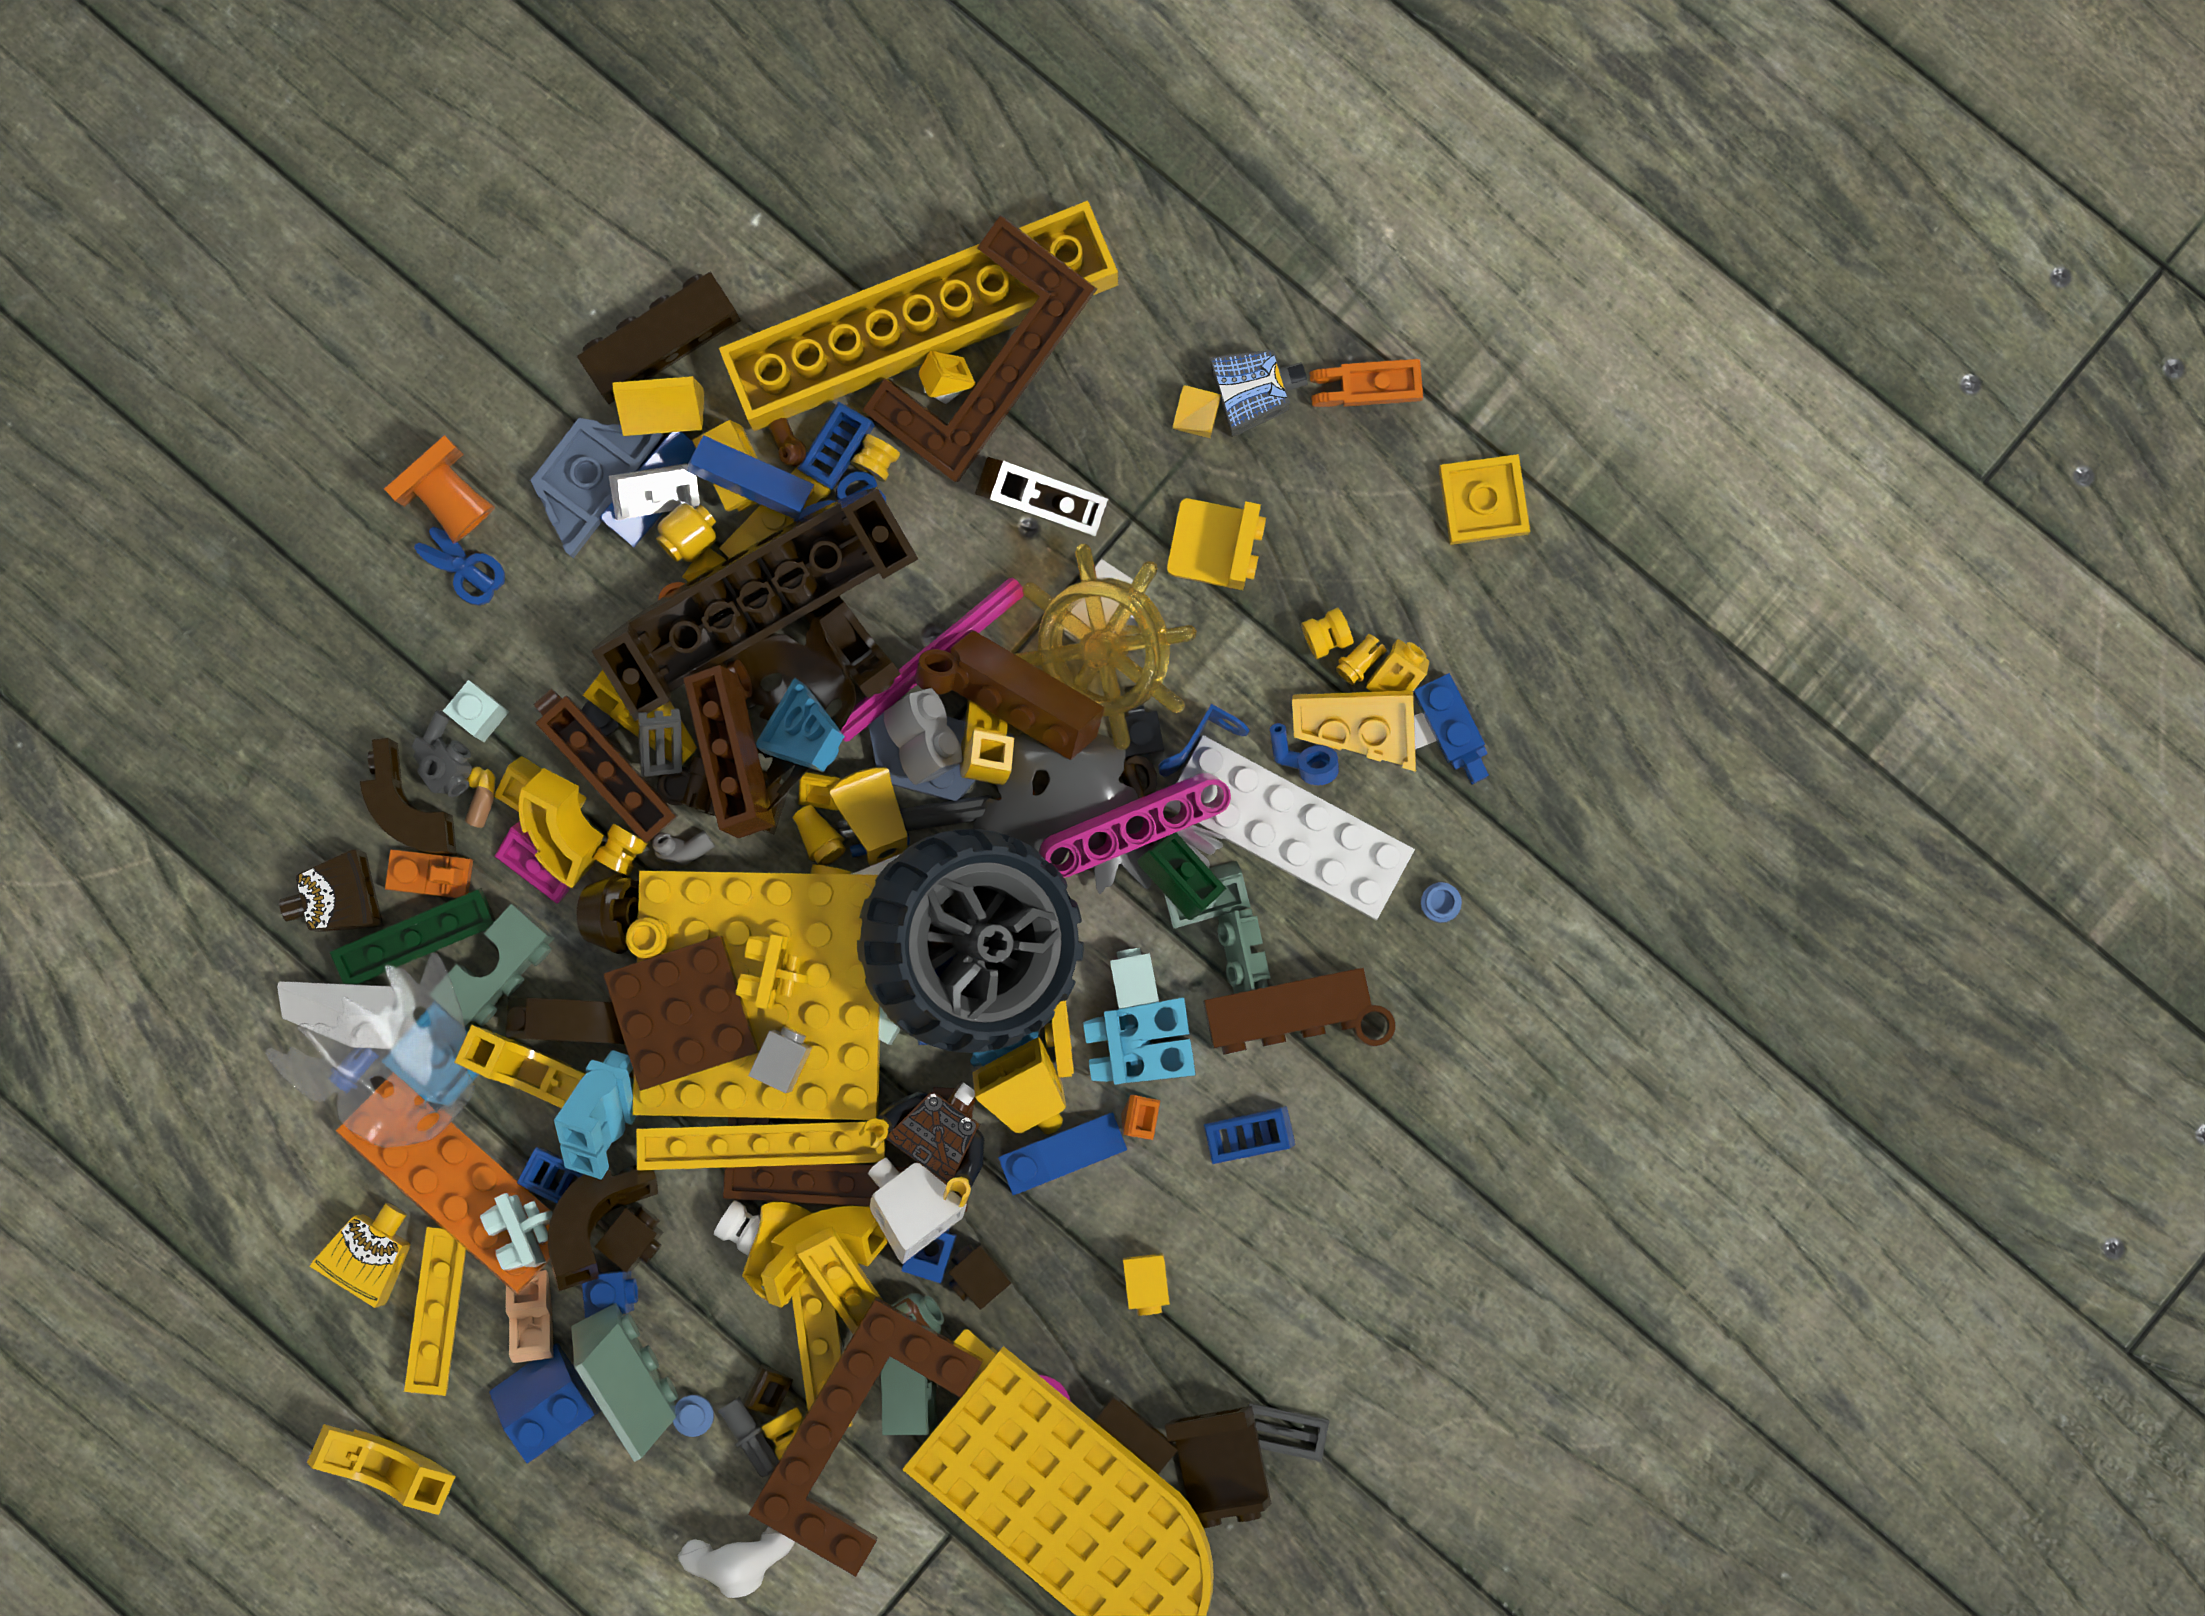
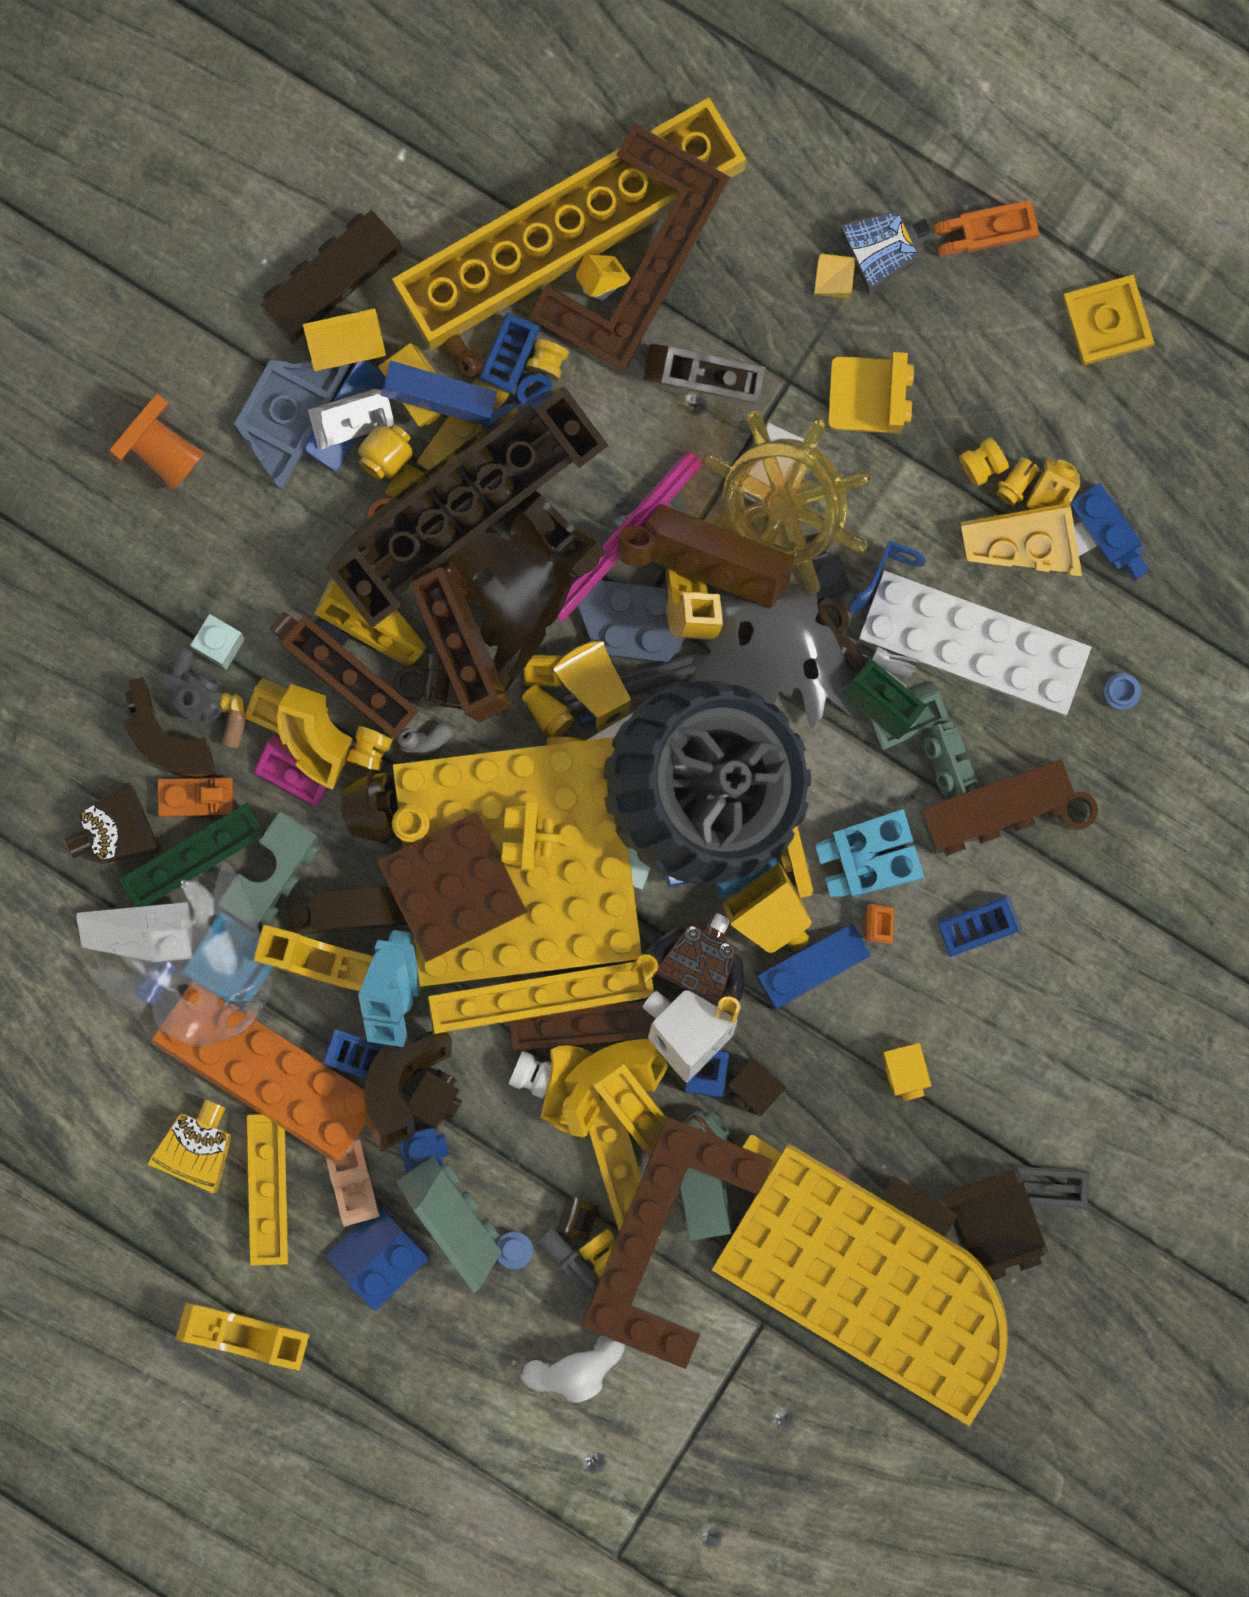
camera: 15 degrees left, 0 degrees up
(455, 560) = (174, 507): blue piece -> none
(511, 1216) = (323, 1091): light aqua hips -> none
(659, 723) = (393, 628): dark grey tile -> none
(781, 1059) = (550, 914): light grey brick -> none
(801, 730) = (523, 616): dark azure wing -> none
(922, 734) = (632, 606): light grey brick -> none
(1133, 979) = (854, 799): light aqua brick -> none
(1154, 825) = (854, 657): dark pink beam -> none
(1316, 763) = (990, 582): blue plate -> none

